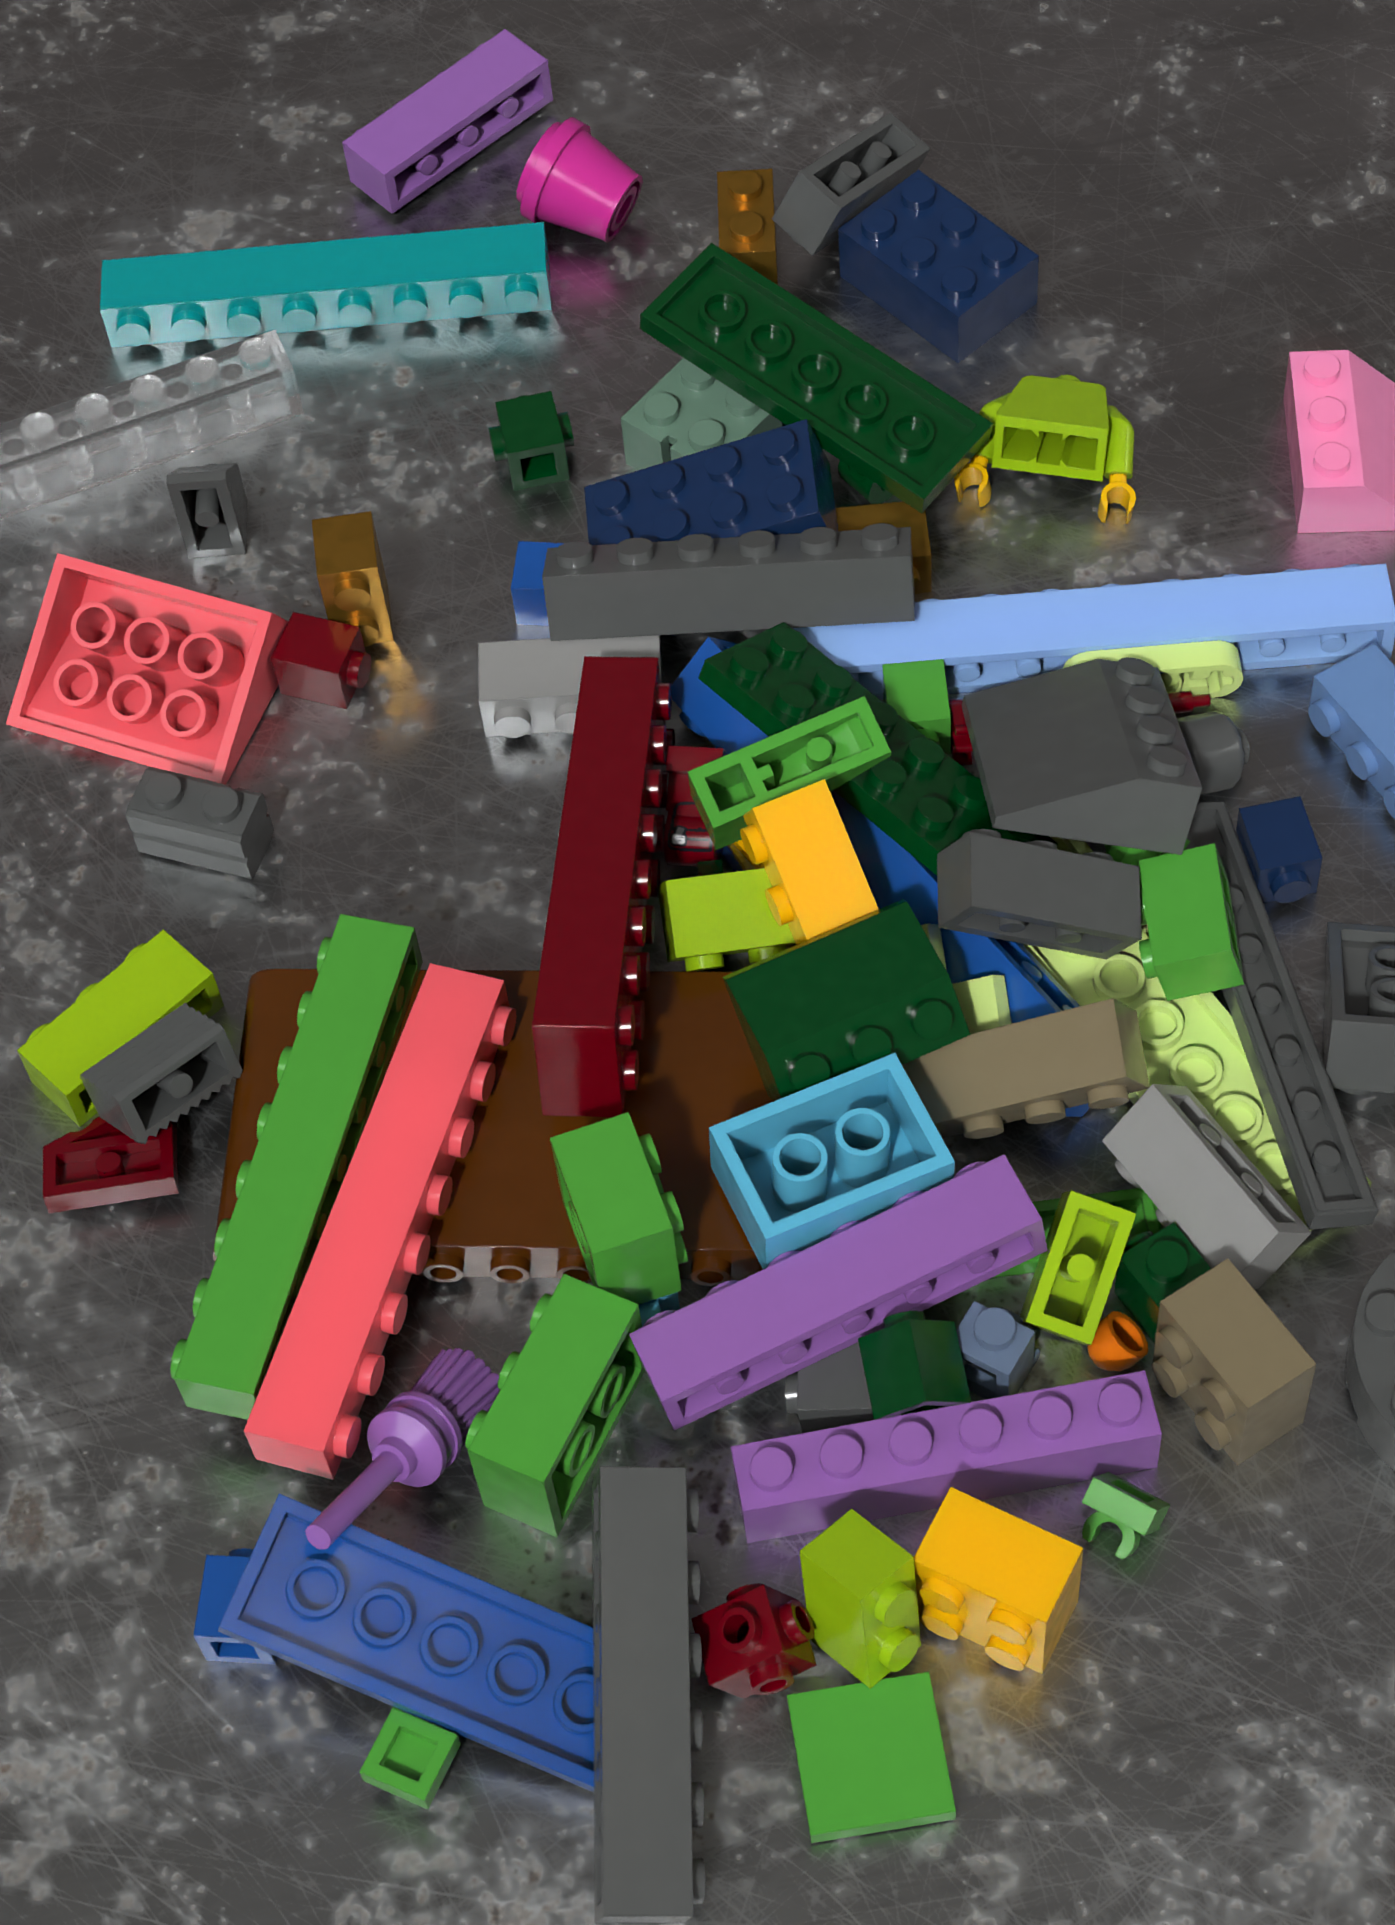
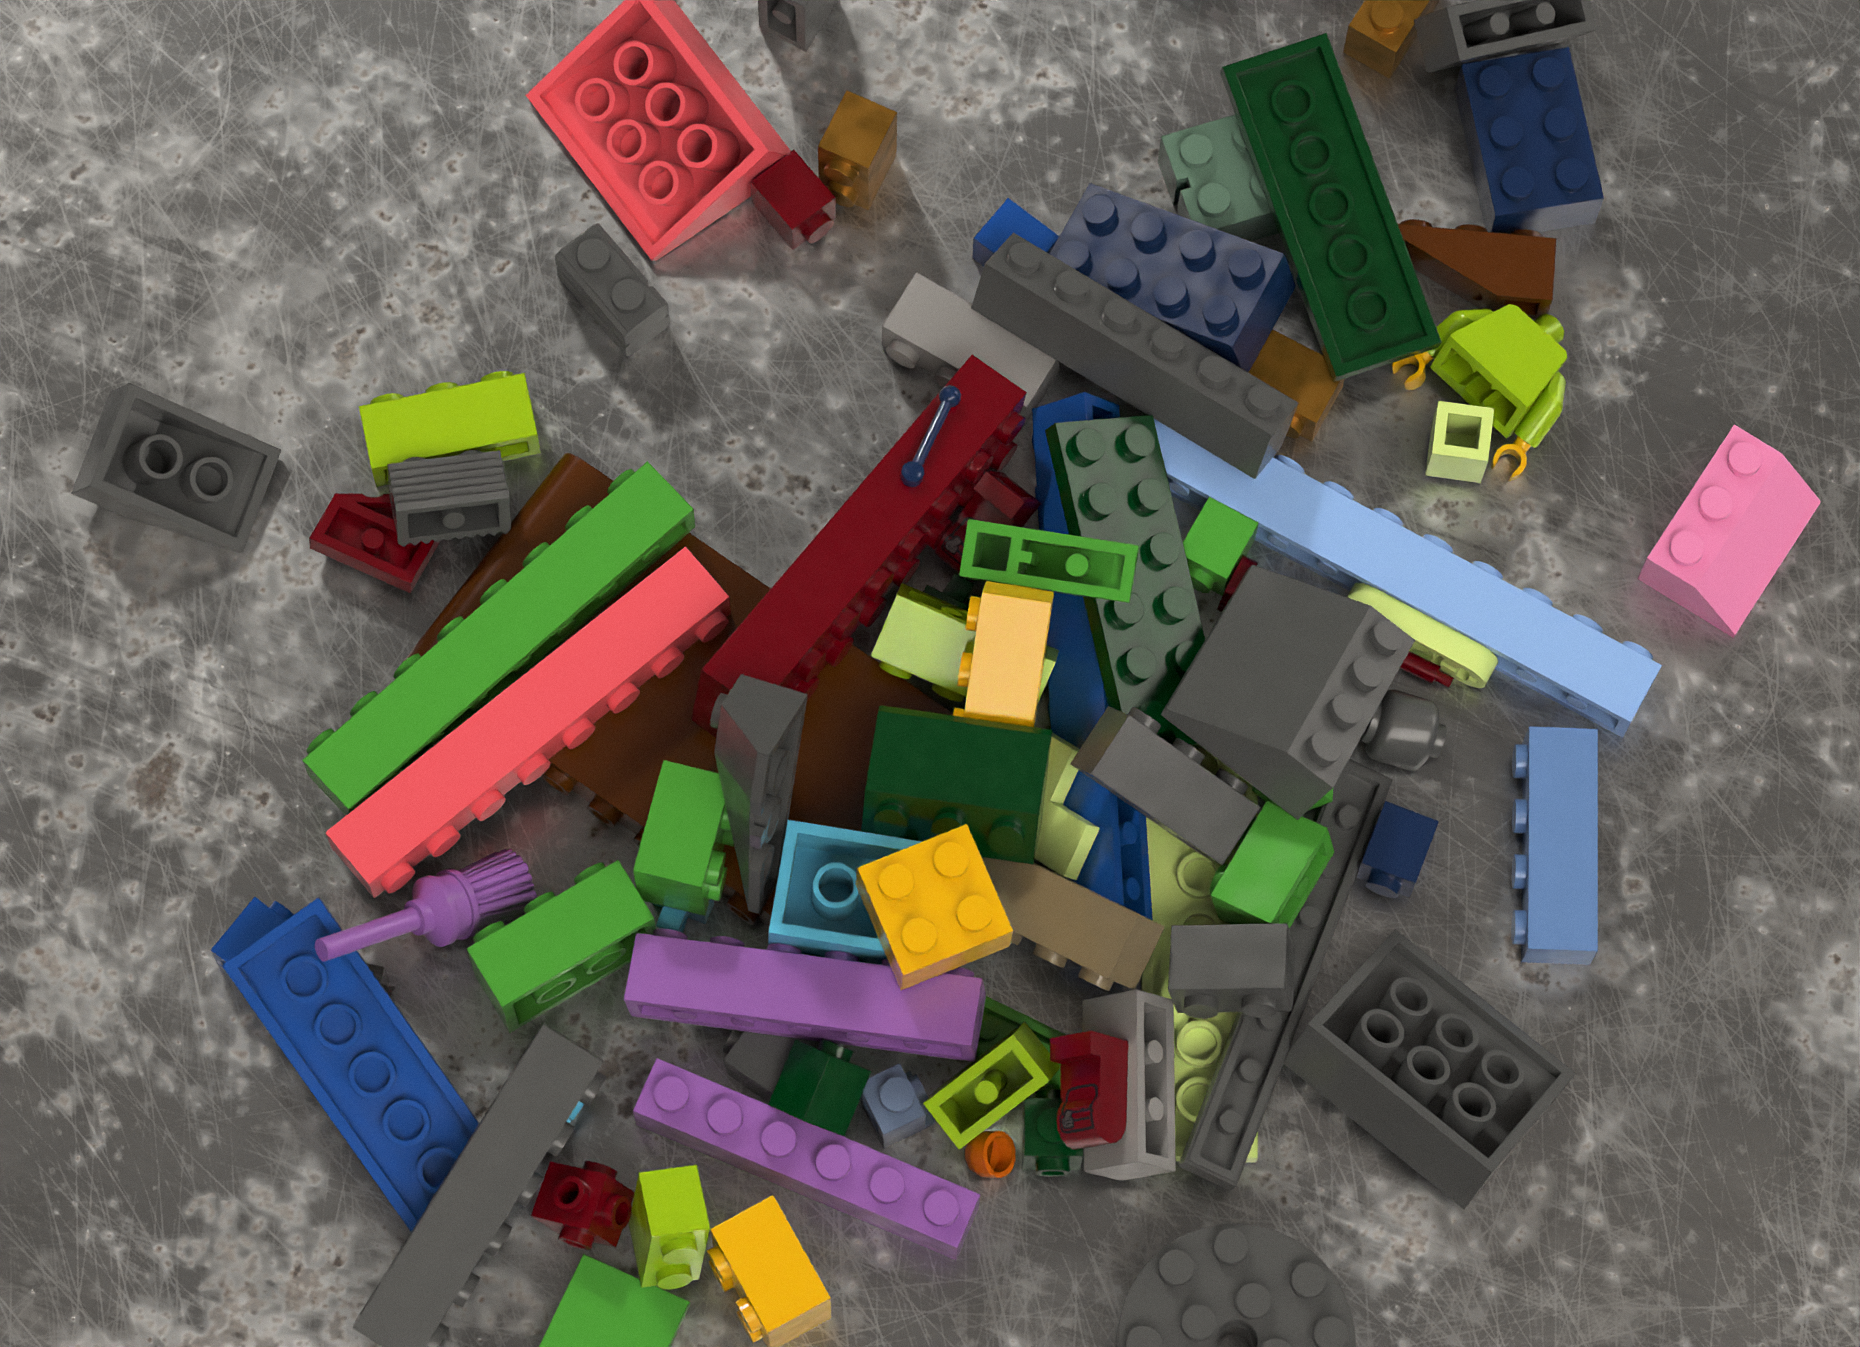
camera: 25 degrees right, 15 degrees up
(410, 1758) = (302, 1131): bright green tile -> none
(532, 440) = (1090, 98): dark green brick -> none
(604, 765) = (913, 472): none -> dark blue hinge
(643, 1071) = (757, 770): none -> dark grey wedge
(914, 1107) = (933, 907): none -> yellow brick
(987, 360) = (1485, 265): none -> reddish brown slope
(1065, 503) = (1459, 441): none -> yellowish green brick
(1124, 1505) = (905, 1277): bright green tile -> none
(1179, 1197) = (1091, 1088): none -> dark red leg
(1222, 1020) = (1231, 969): none -> dark grey brick
(1231, 1363) = (1048, 1227): dark tan brick -> none

